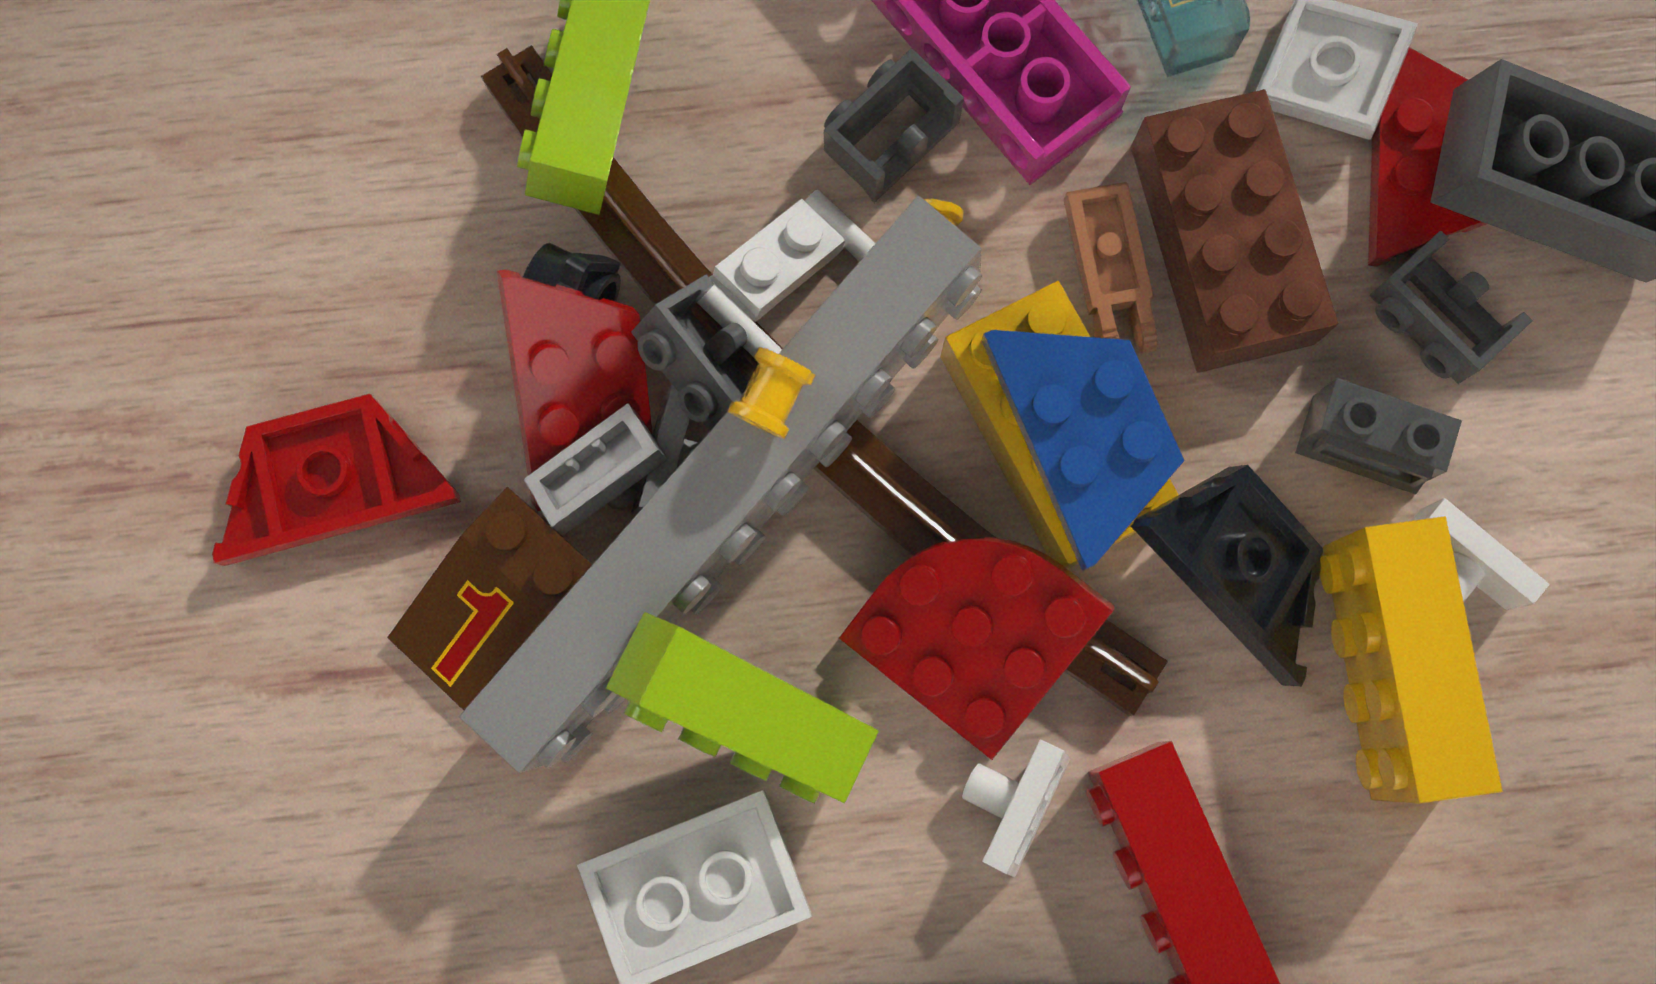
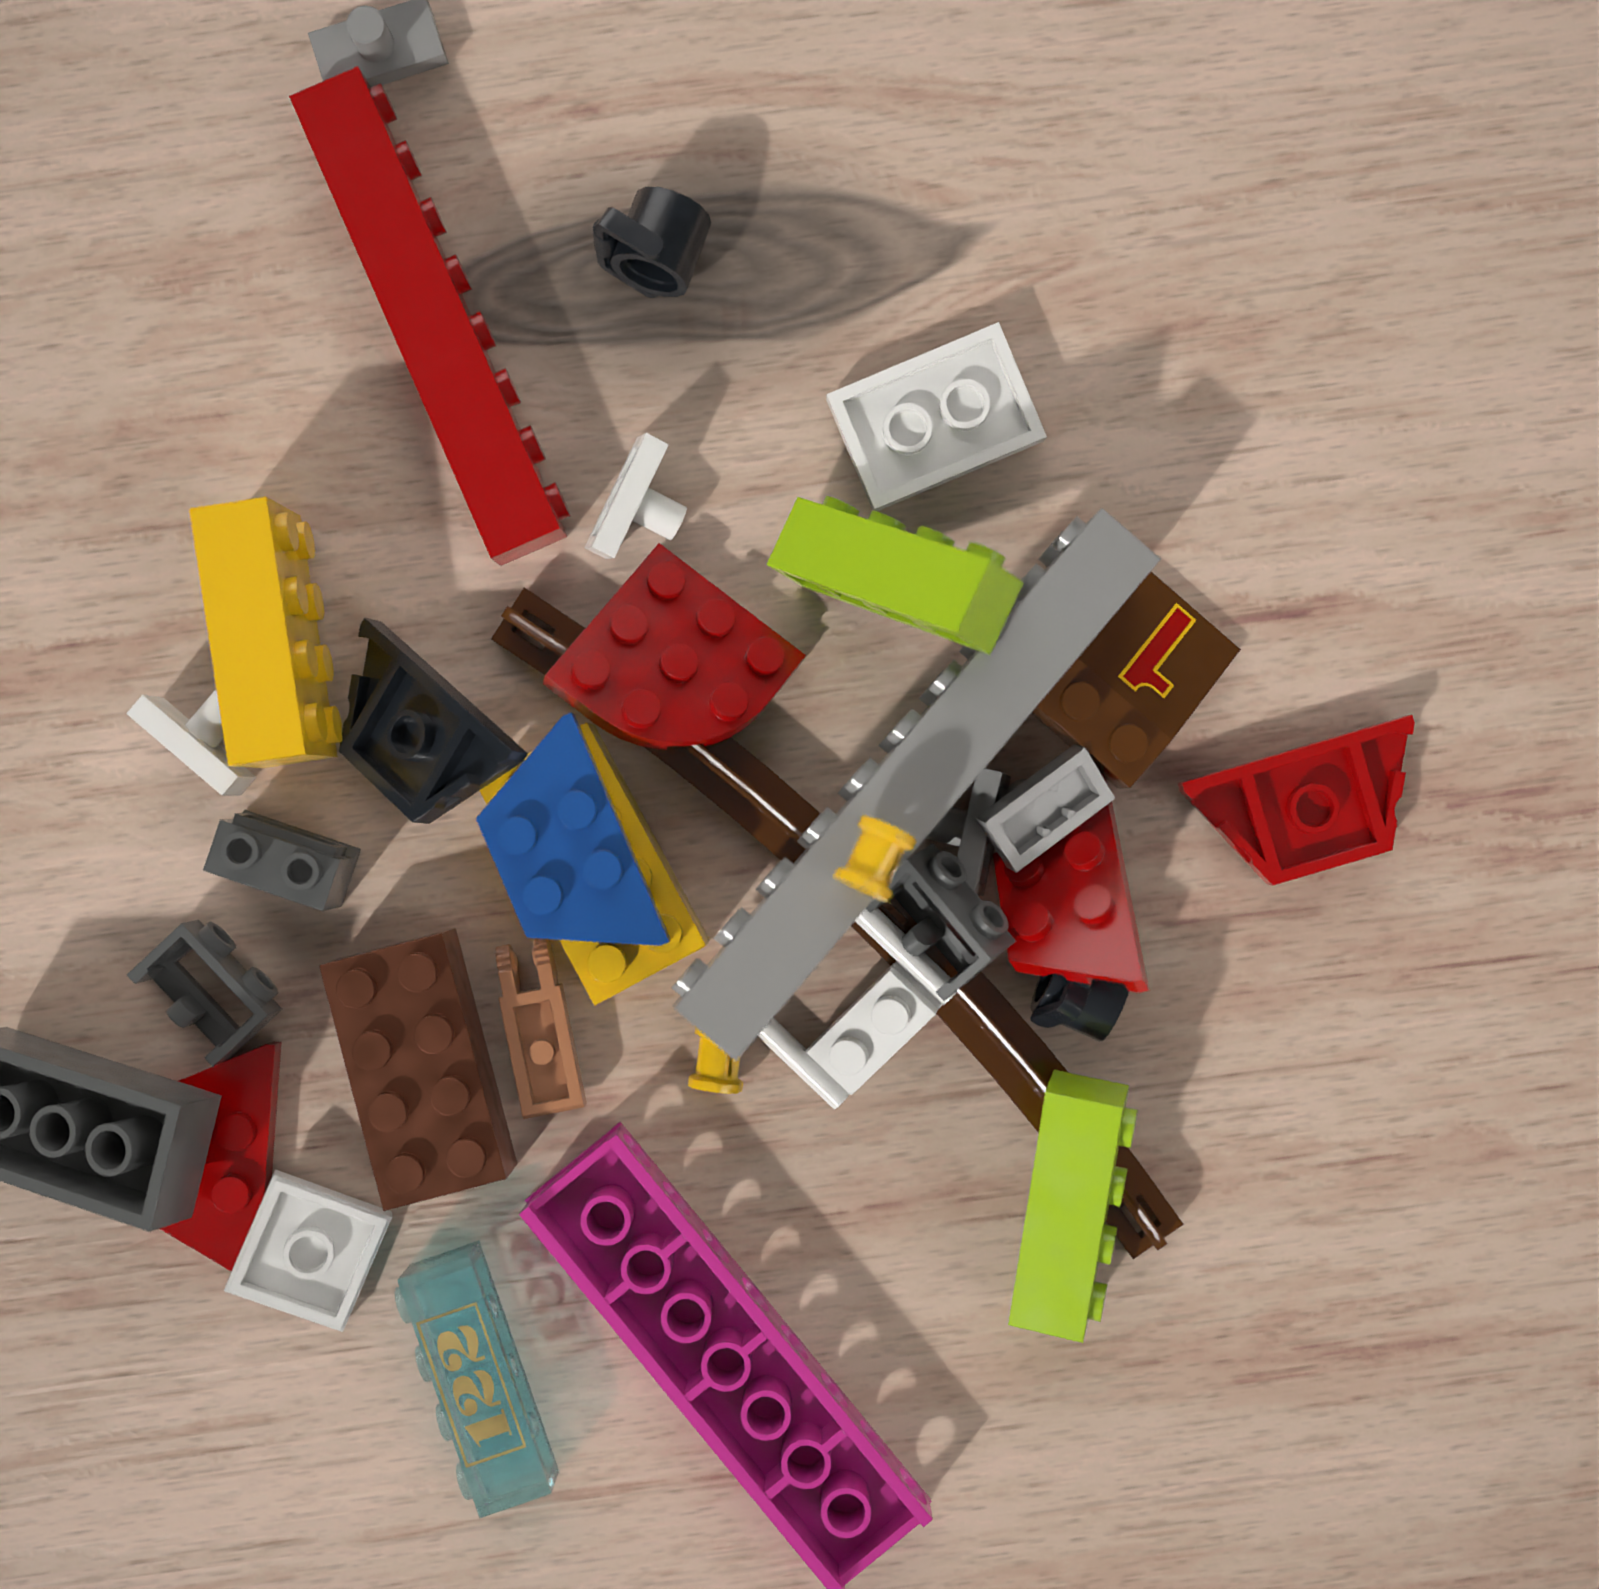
camera: 175 degrees right, 10 degrees up
(885, 91) = (766, 1216): dark grey window -> none

